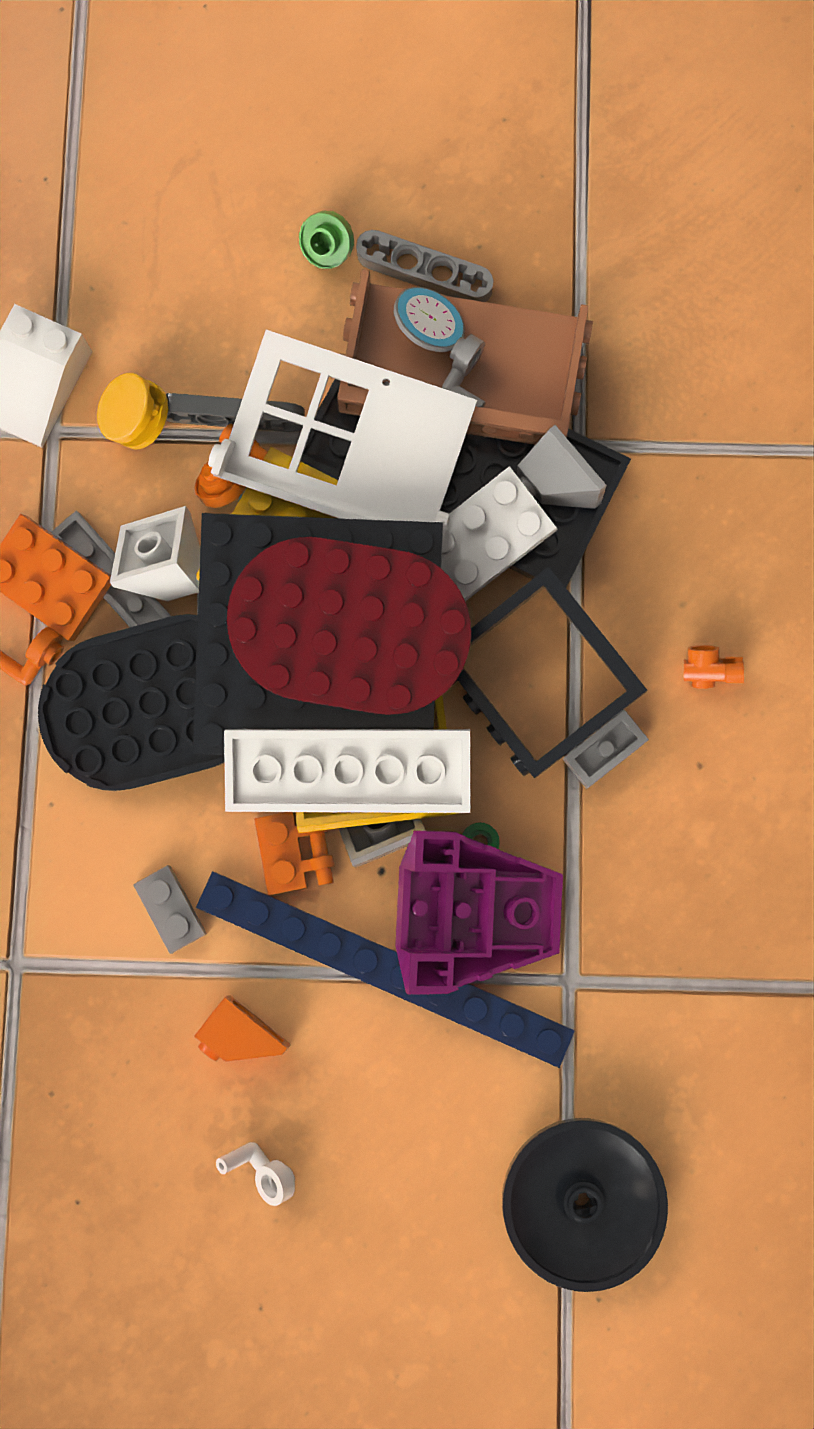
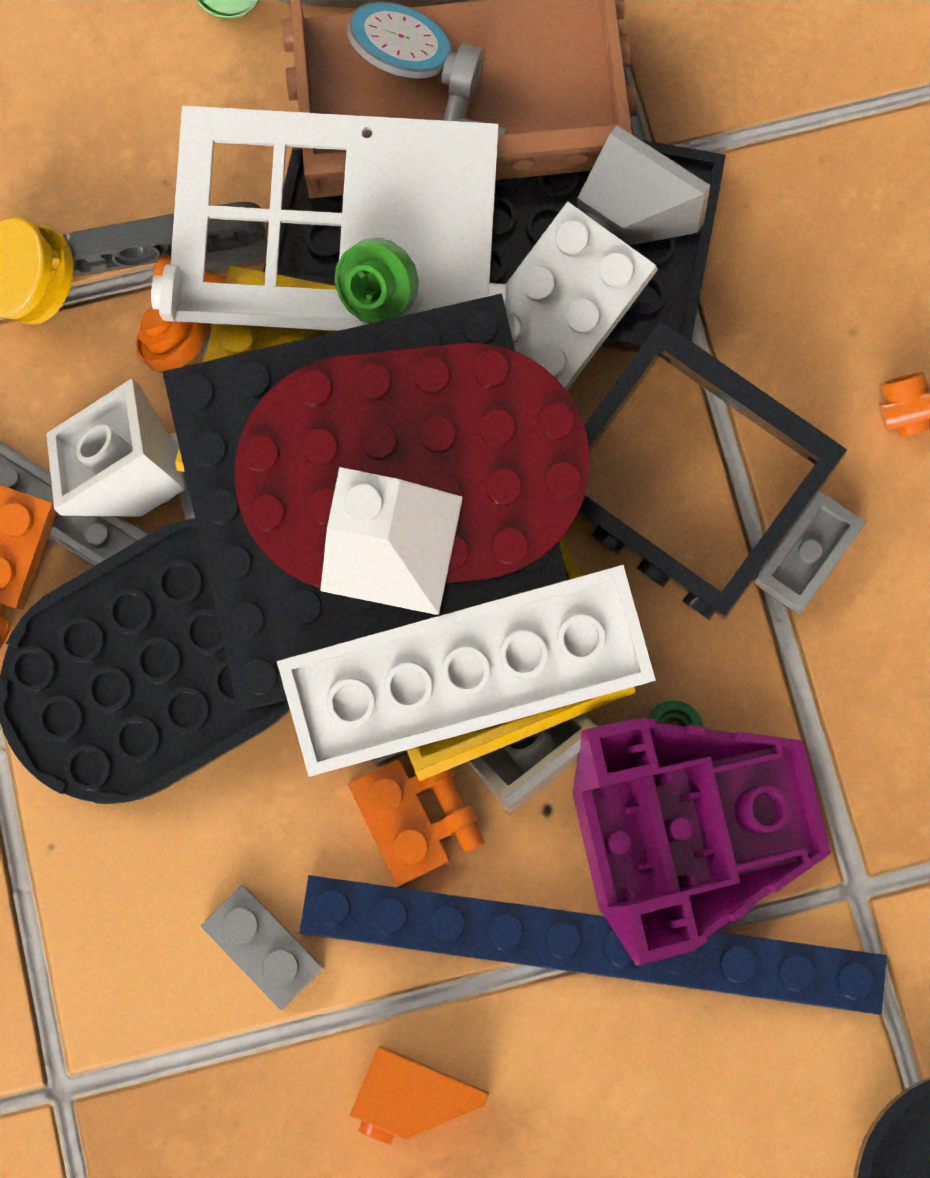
camera: 15 degrees left, 5 degrees down
(318, 673) = (389, 541): none -> white slope
(362, 489) = (376, 280): none -> bright green plate

